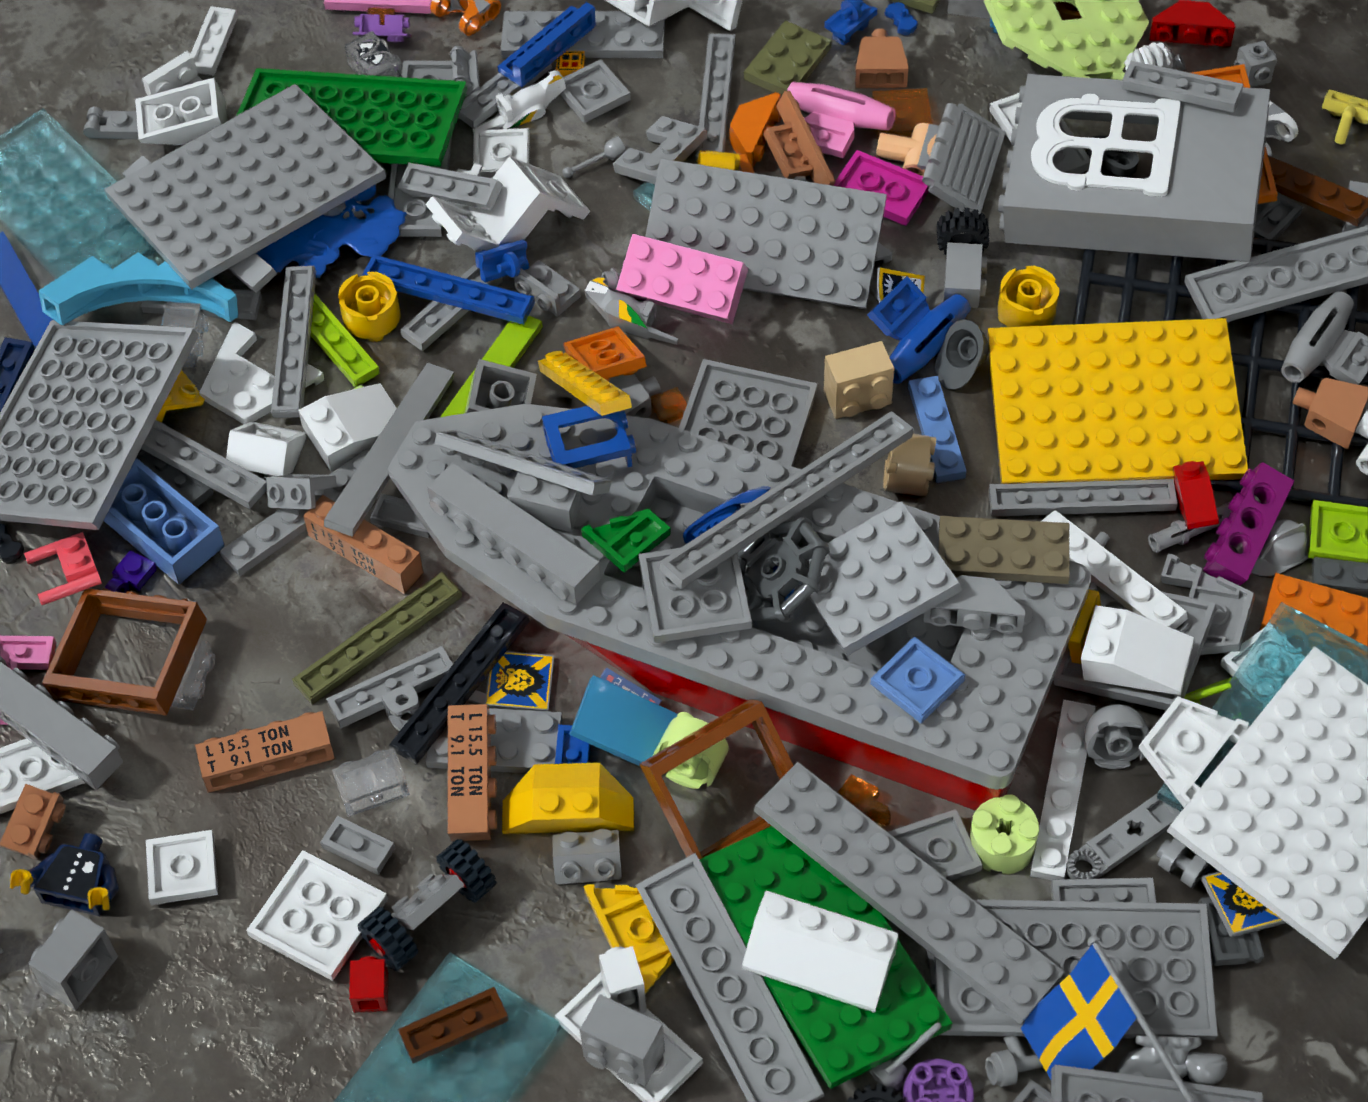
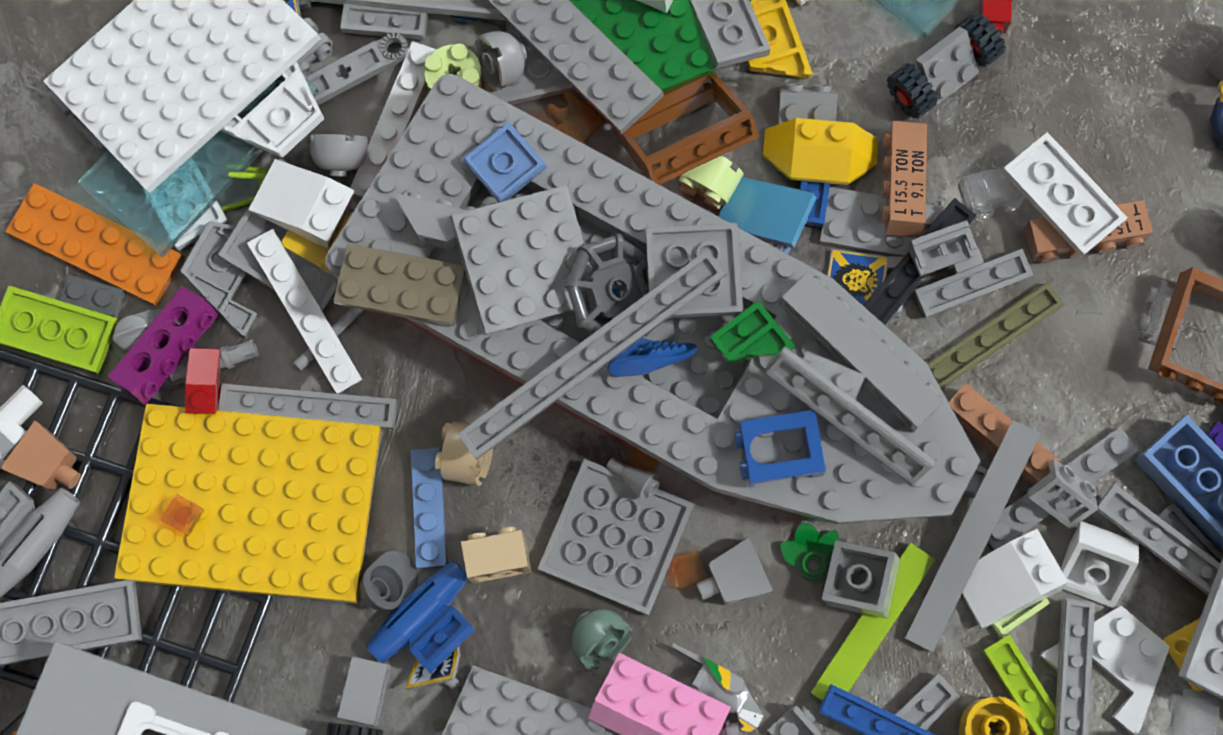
camera: 170 degrees left, 20 degrees up
(181, 867) = (1156, 133): white plate -> none
(293, 763) = (1064, 194): none -> white plate
(316, 915) = (1038, 78): white plate -> none
(357, 845) = (1003, 134): light grey plate -> none
(429, 694) = (942, 248): none -> light grey hinge
(584, 383) = (777, 539): yellow plate -> none
(607, 353) = (749, 623): orange plate -> none
(749, 335) = (598, 636): none -> sand green cylinder
(949, 843) = (501, 57): none -> light grey cylinder
(1028, 297) = (288, 644): yellow brick -> none
(1175, 366) = (182, 514): none -> clear orange plate

